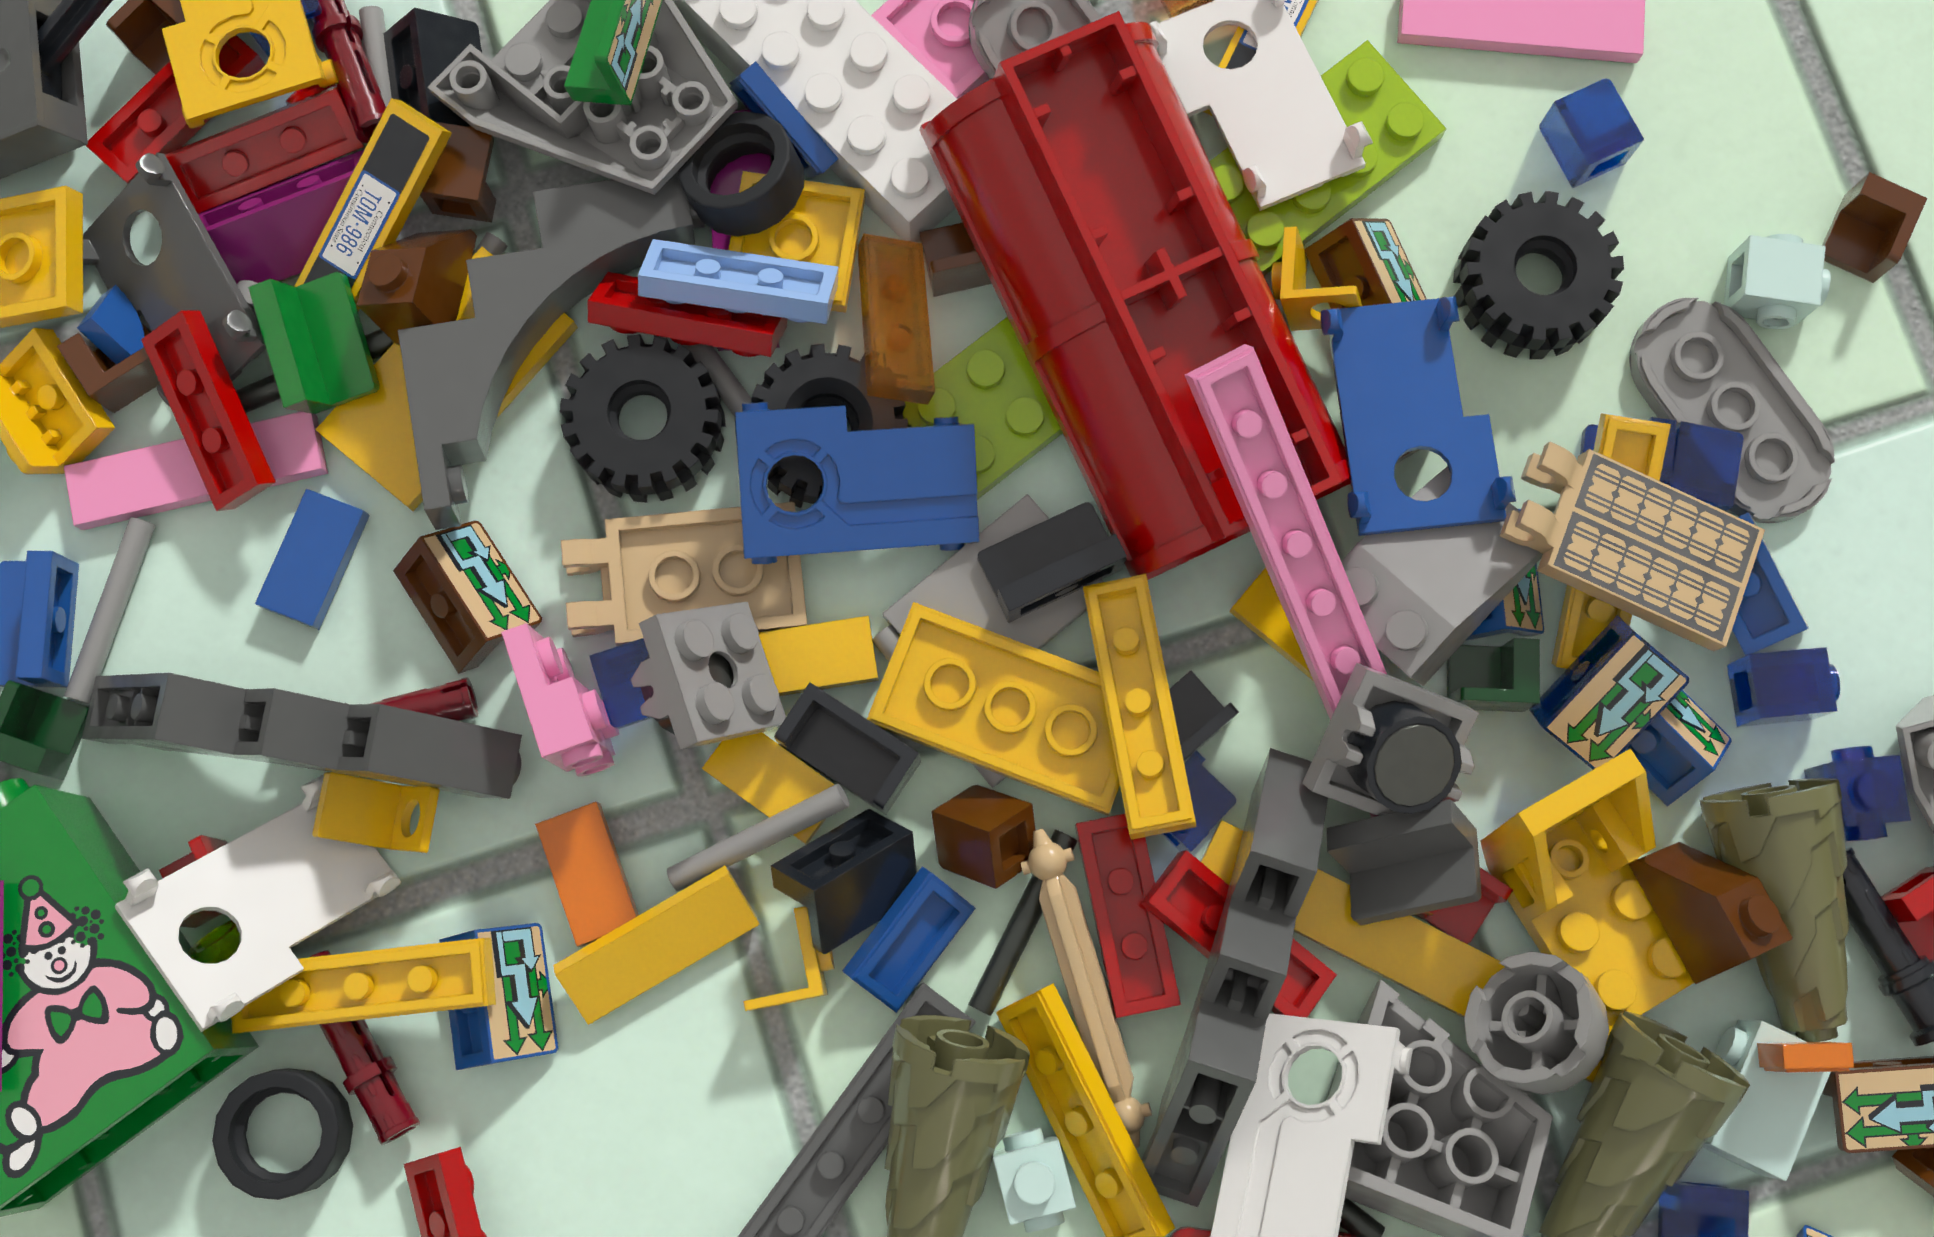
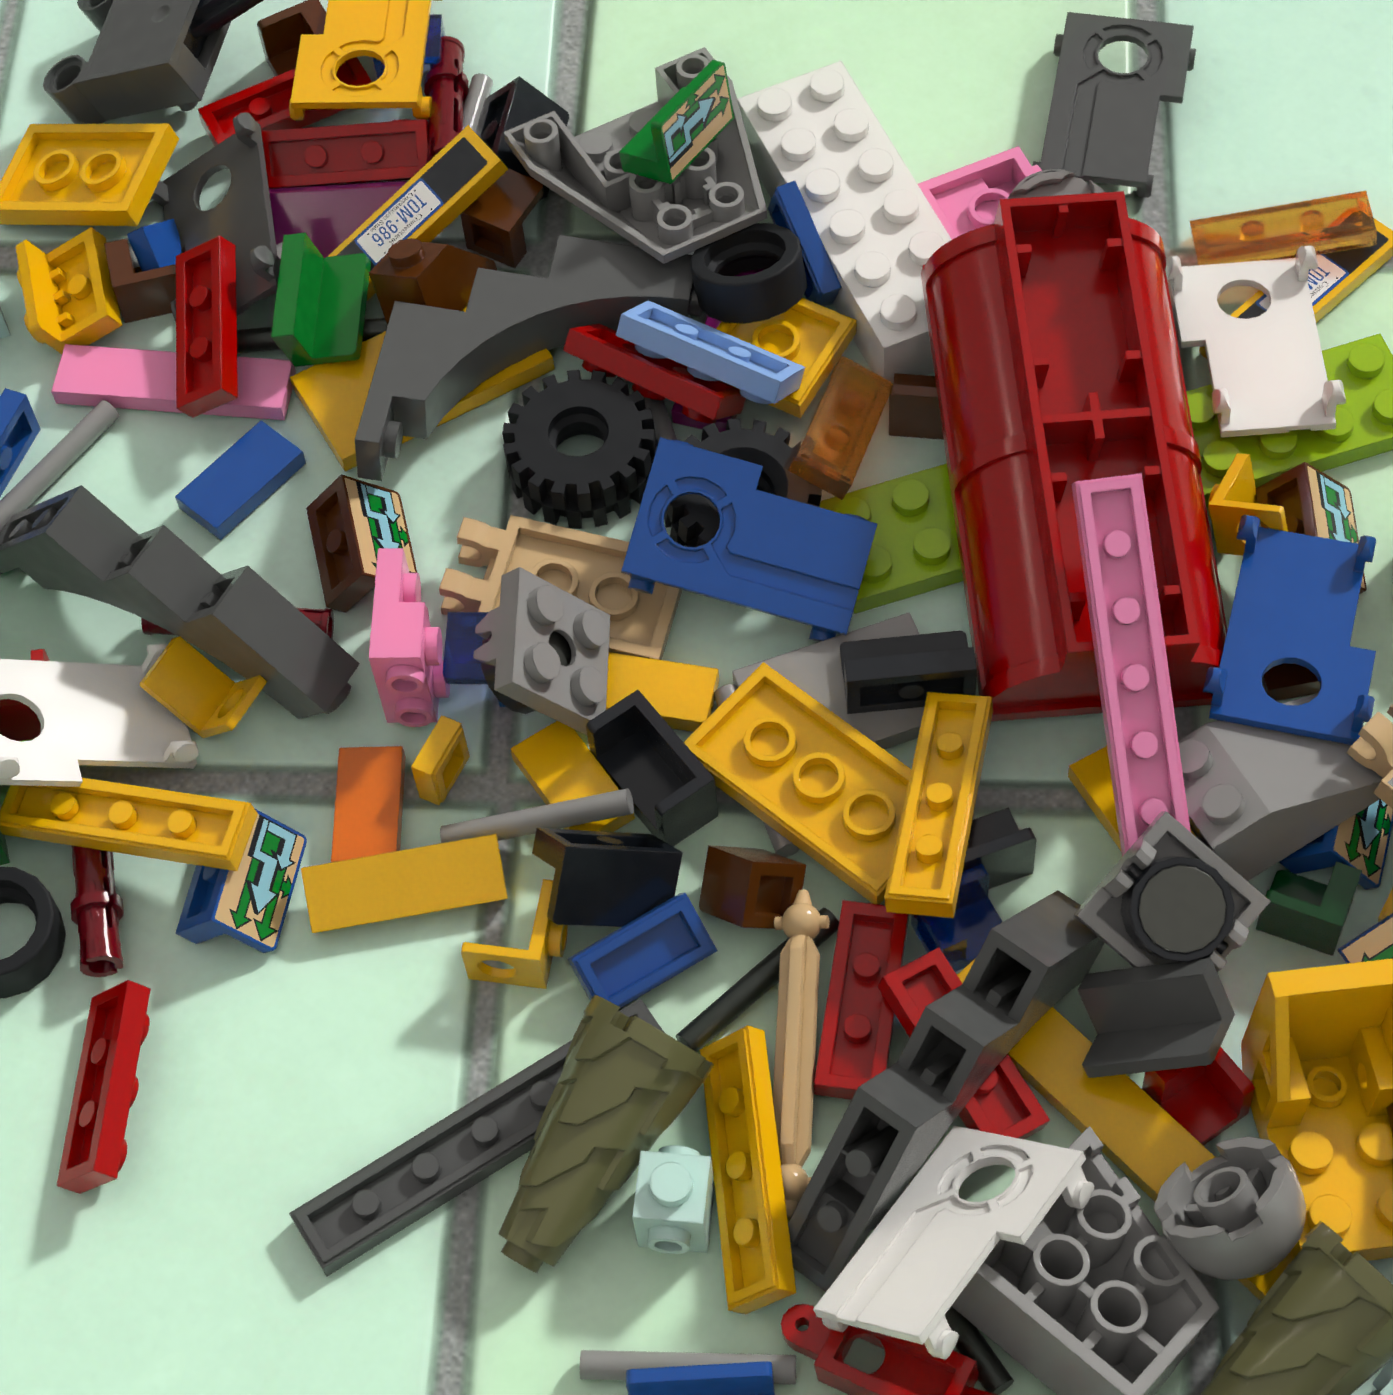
camera: 25 degrees right, 20 degrees down
(641, 806) = (440, 760): none -> yellow tile

